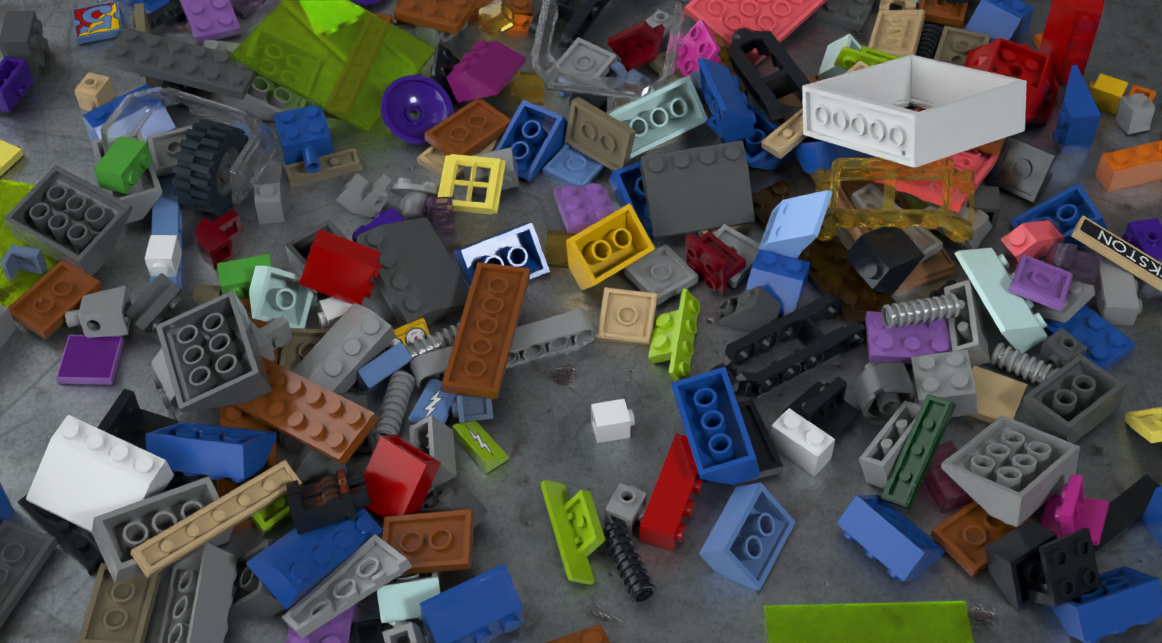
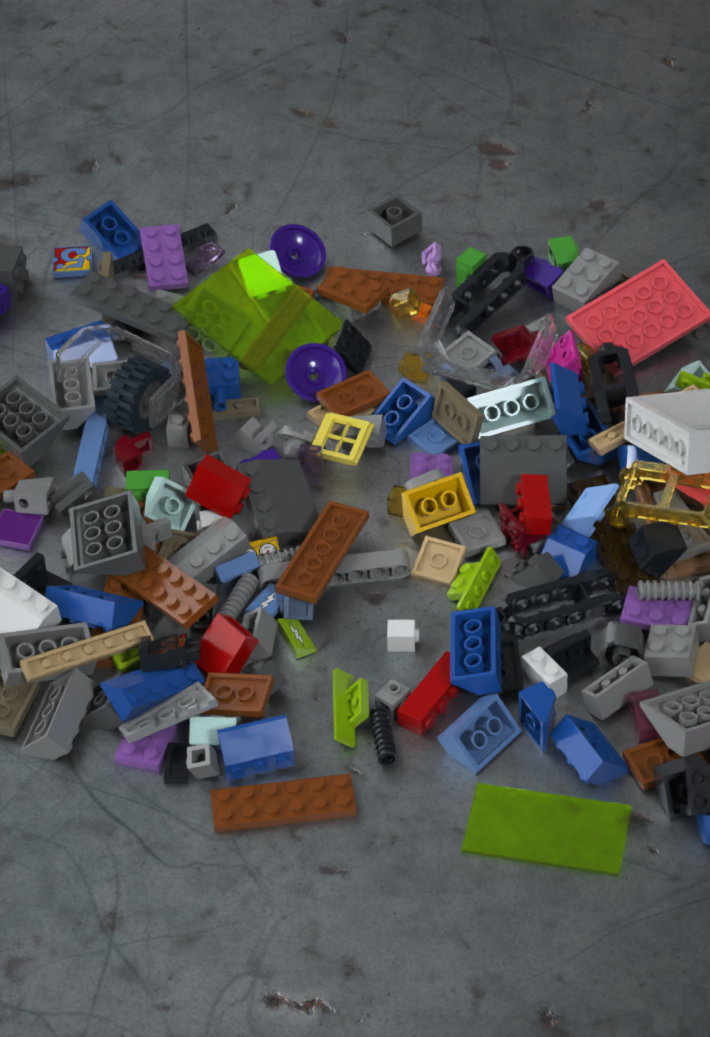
camera: 15 degrees right, 5 degrees down
(94, 91) = (58, 320): tan brick -> none
(123, 165) = (69, 383): bright green brick -> none
(163, 255) = (86, 458): white brick -> none
(285, 154) = (197, 391): none -> dark orange plate
(484, 70) = (379, 347): magenta slope -> none
(511, 247) = (362, 494): blue slope -> none
(587, 219) = (424, 479): none -> light grey beam
(726, 228) = (534, 504): none -> red brick
(816, 499) = (537, 713): none -> blue slope
(918, 451) = (627, 692): dark green tile -> none

